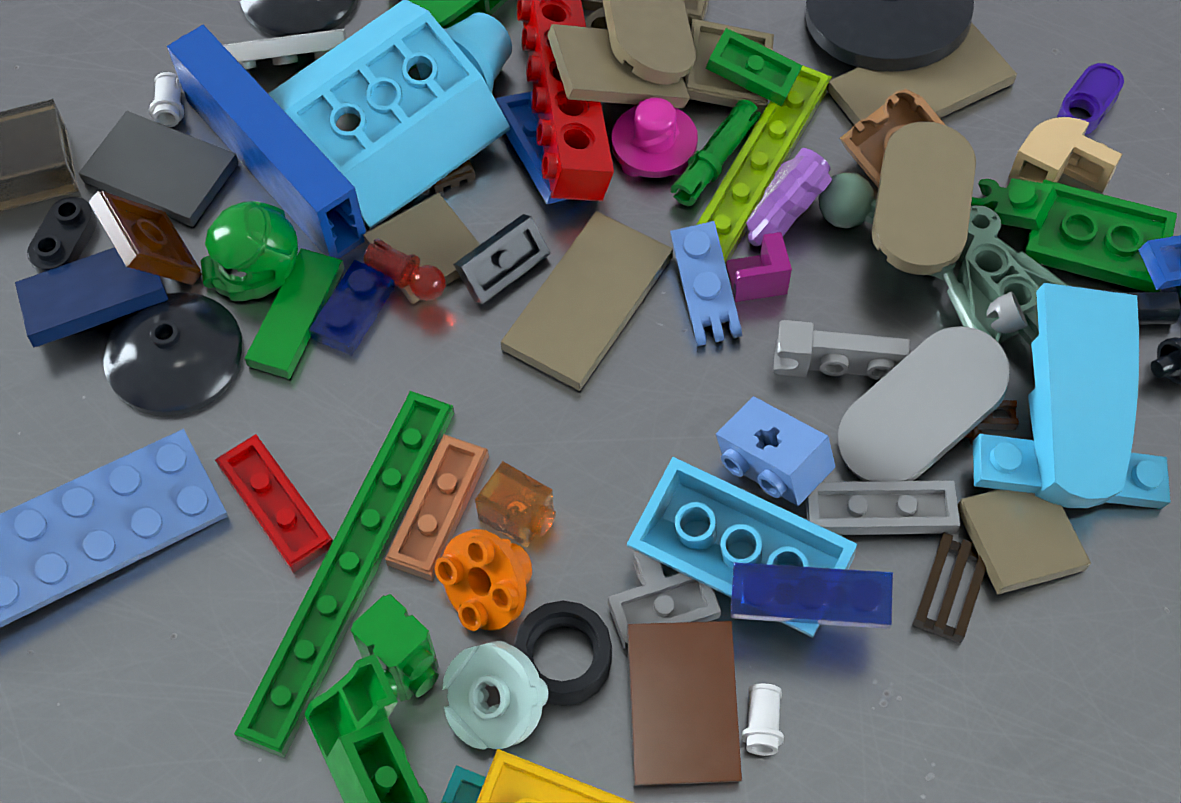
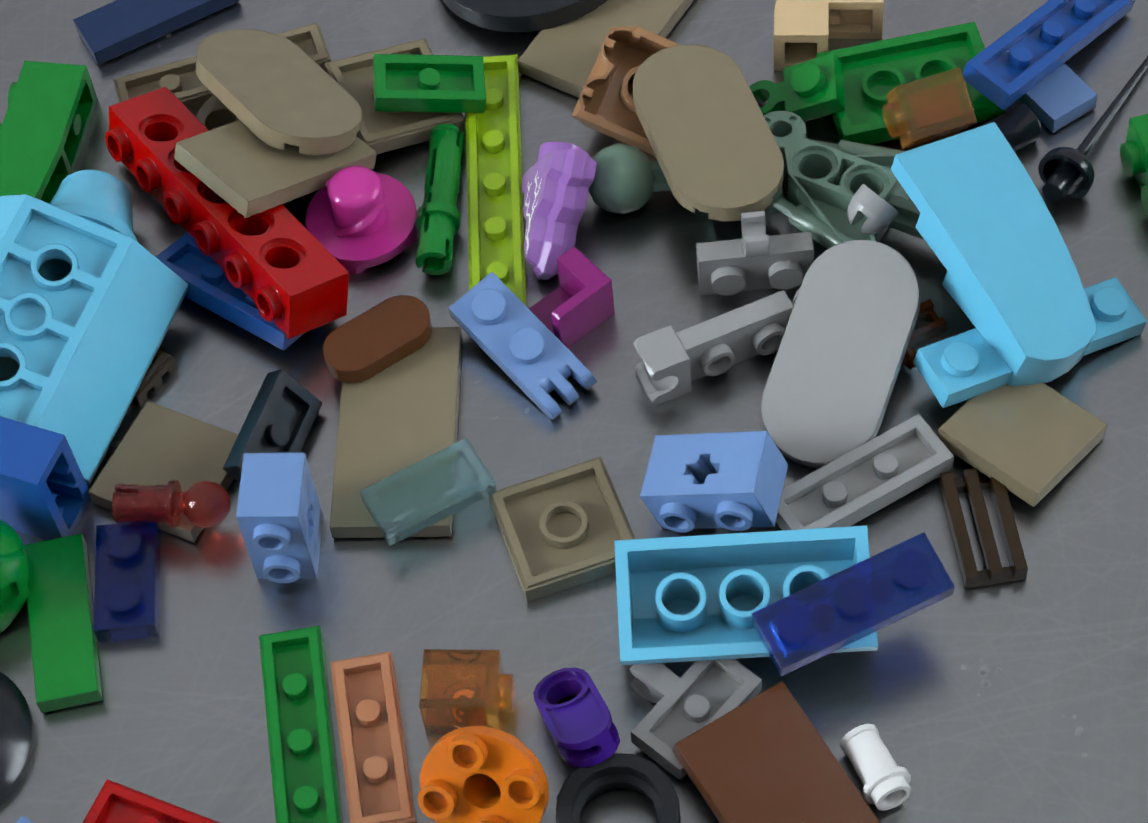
camera: 25 degrees left, 5 degrees down
(467, 316) = (280, 516): none -> medium blue brick
(575, 574) = (580, 726): none -> dark purple piece
(578, 352) = (428, 491): none -> clear light blue tile
(610, 228) = (377, 338): none -> reddish brown tile
(655, 423) = (561, 527): none -> dark tan tile
(903, 305) = (754, 260): none -> light grey plate
(1099, 260) = (929, 108): none -> clear orange brick

